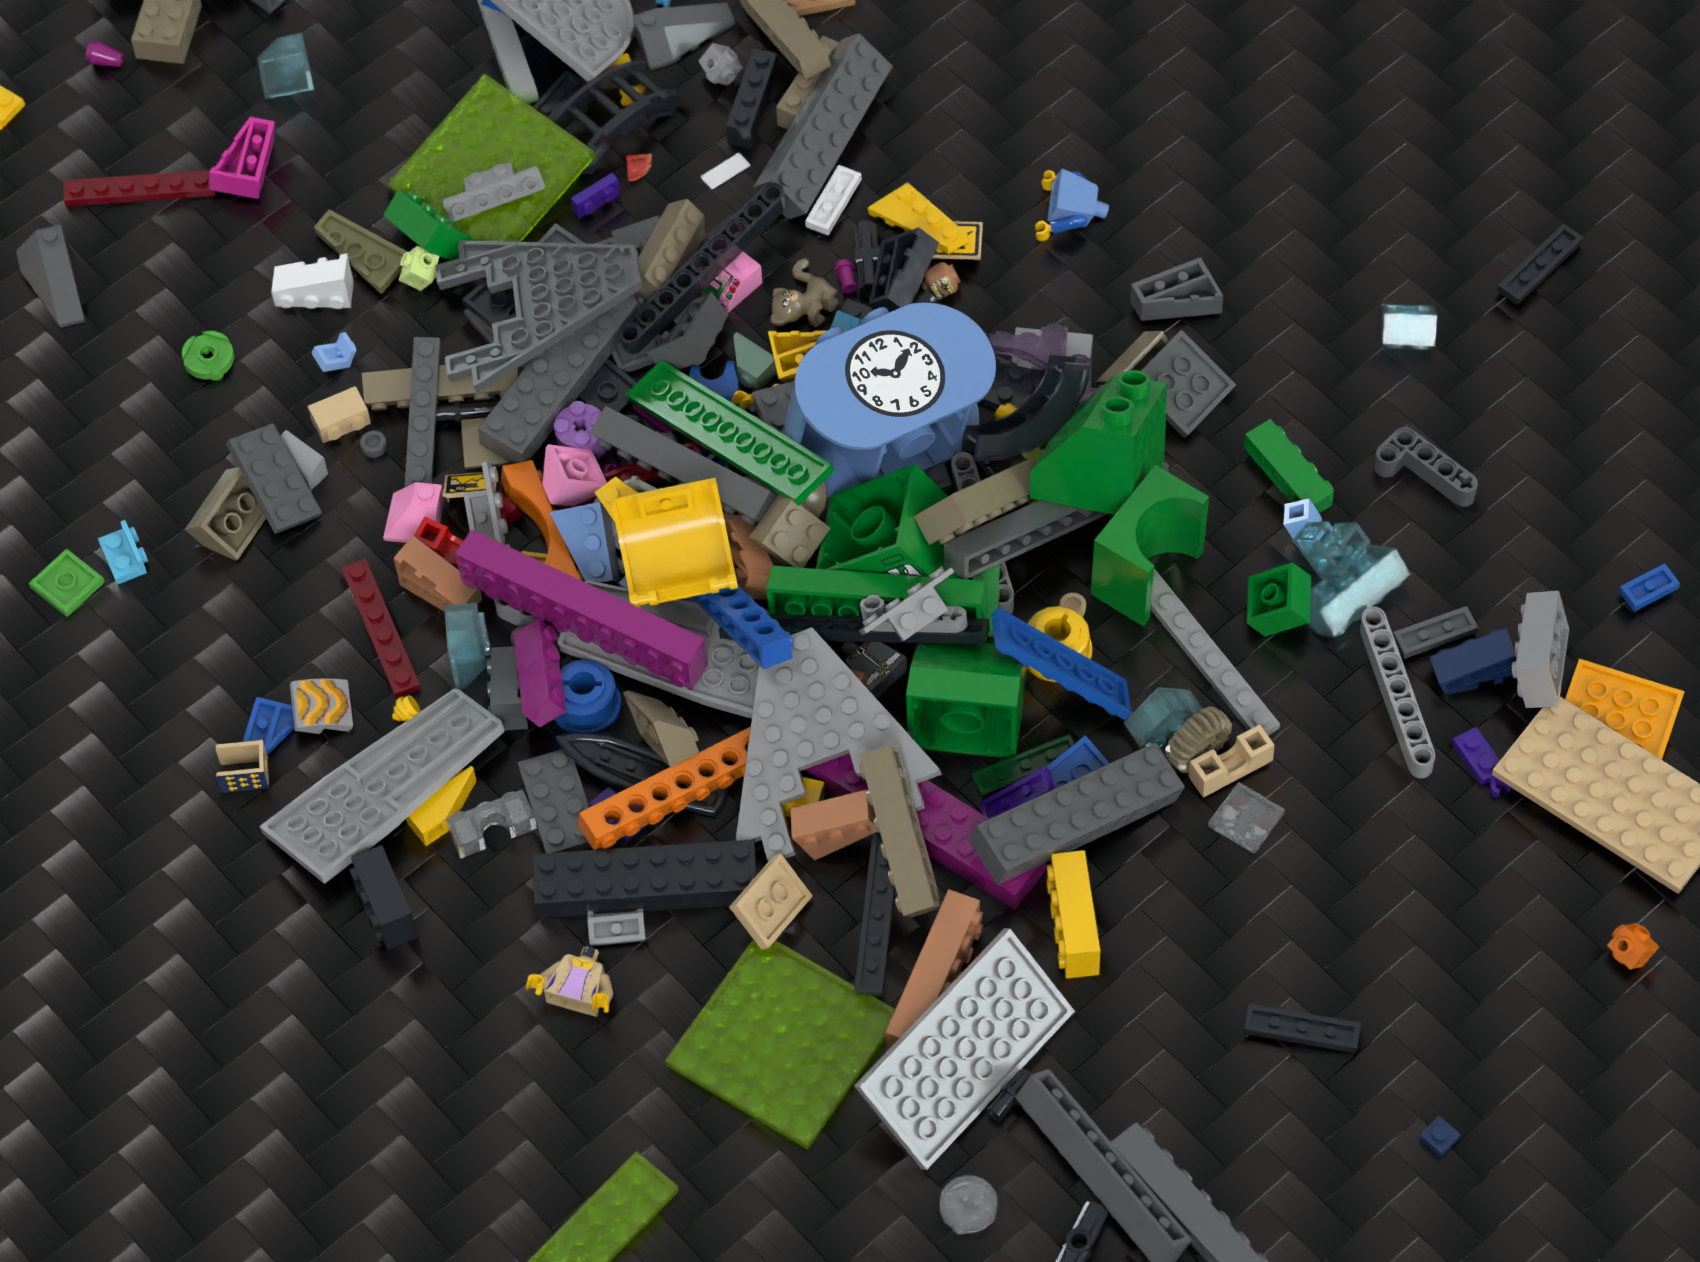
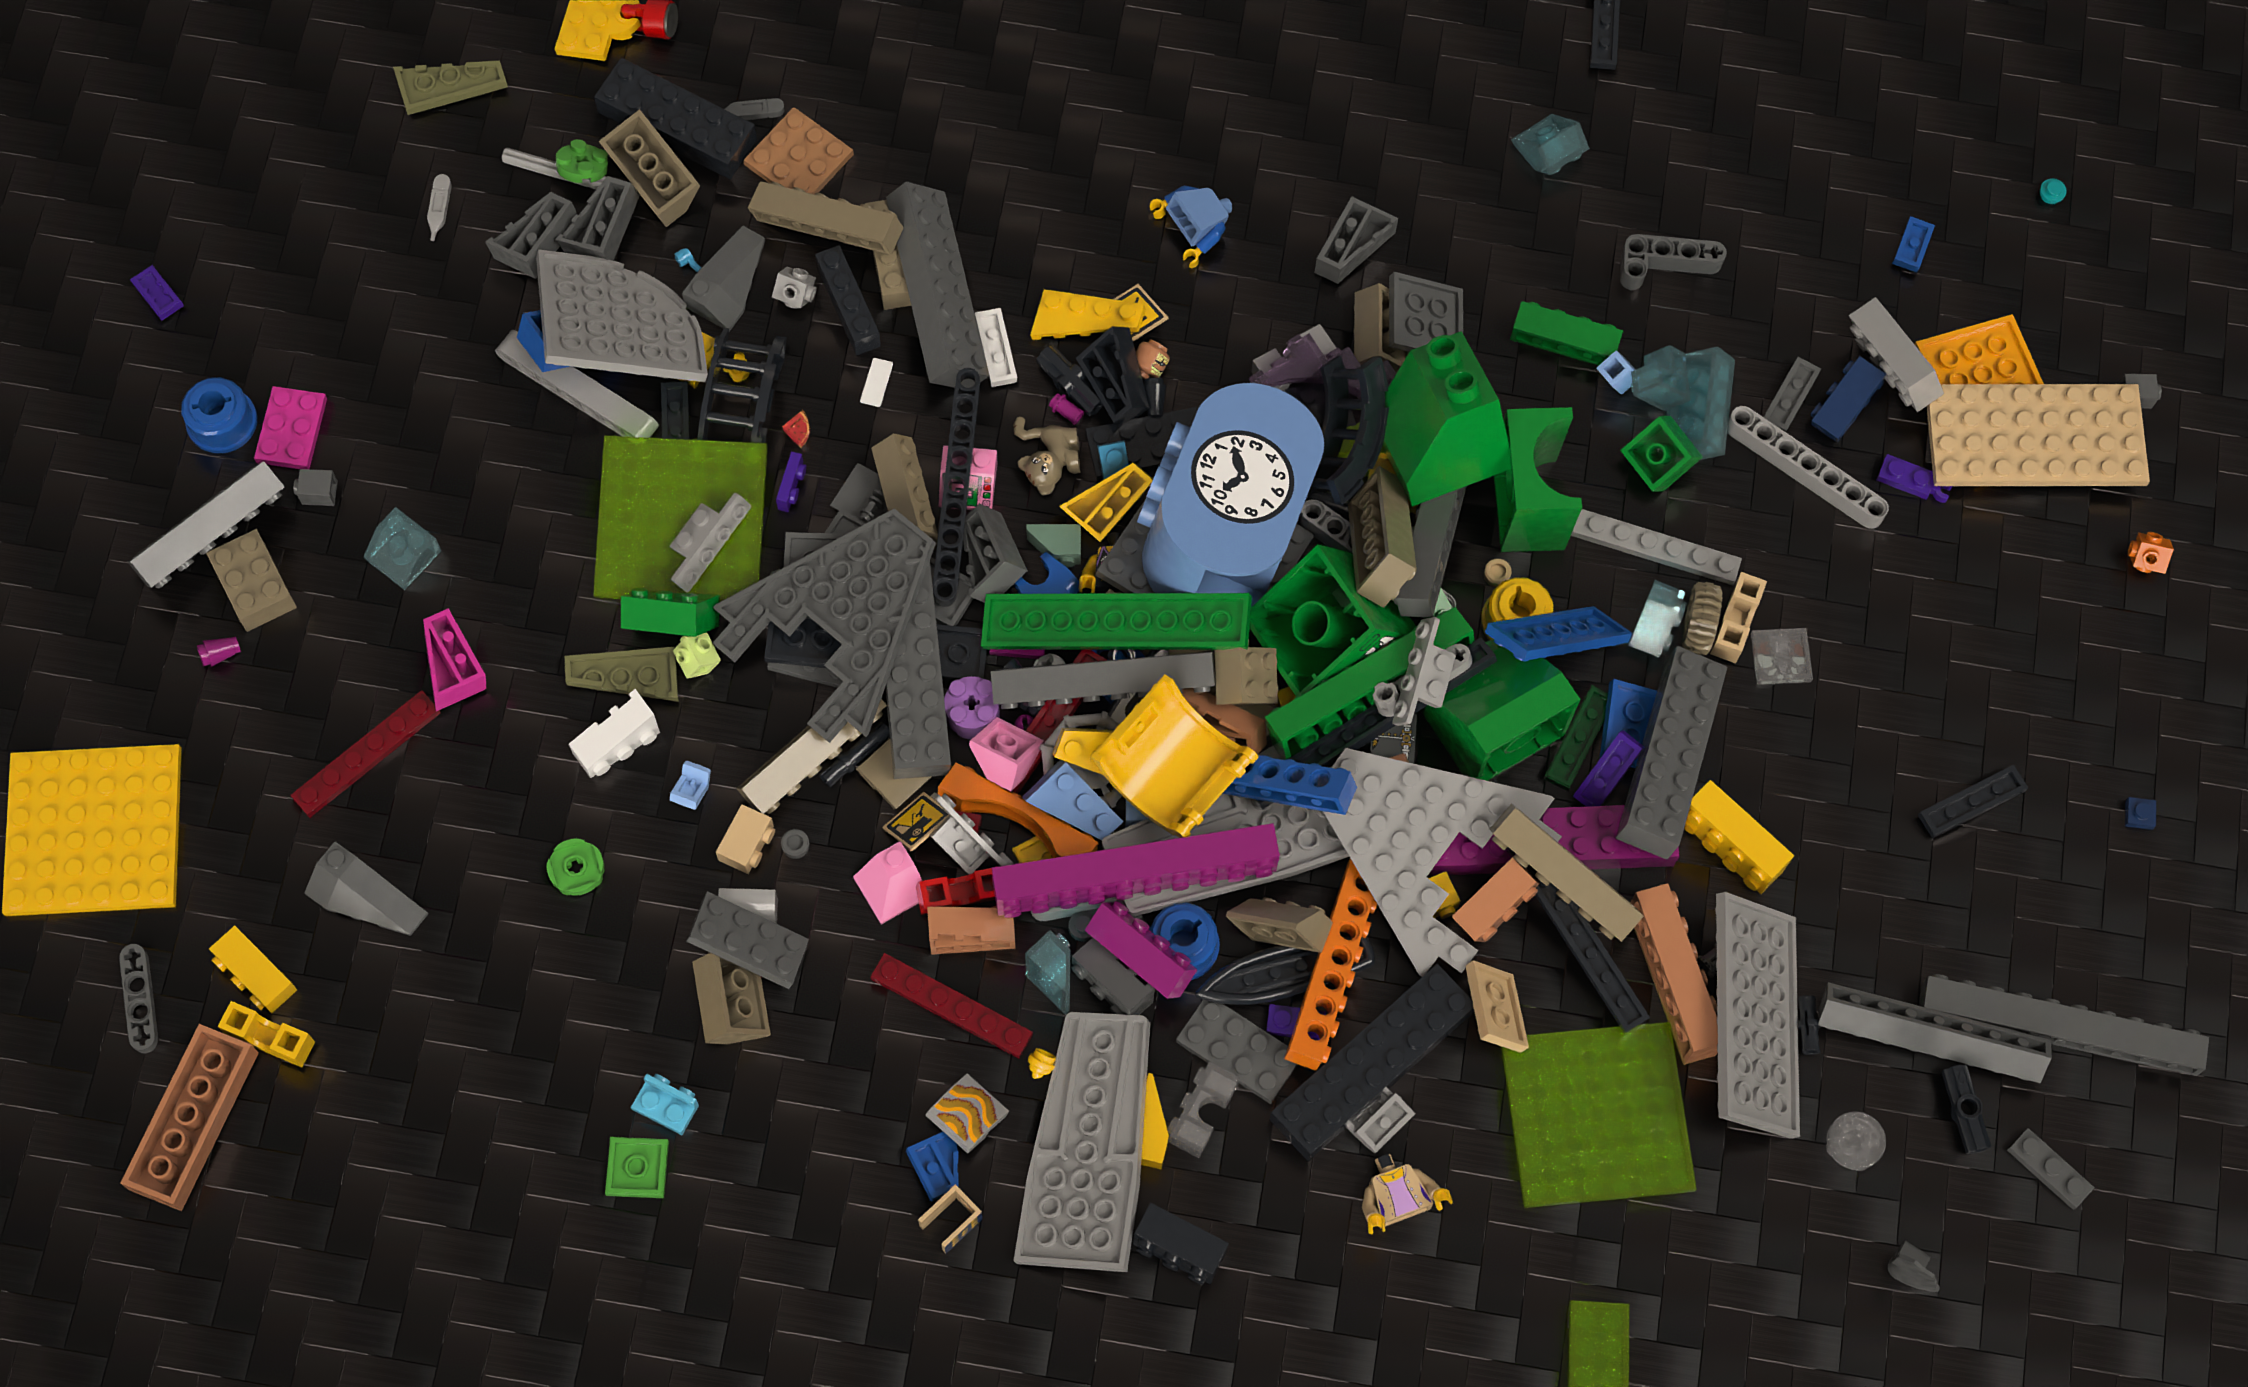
camera: 45 degrees left, 10 degrees up
(422, 410) = (824, 787): dark grey plate -> none

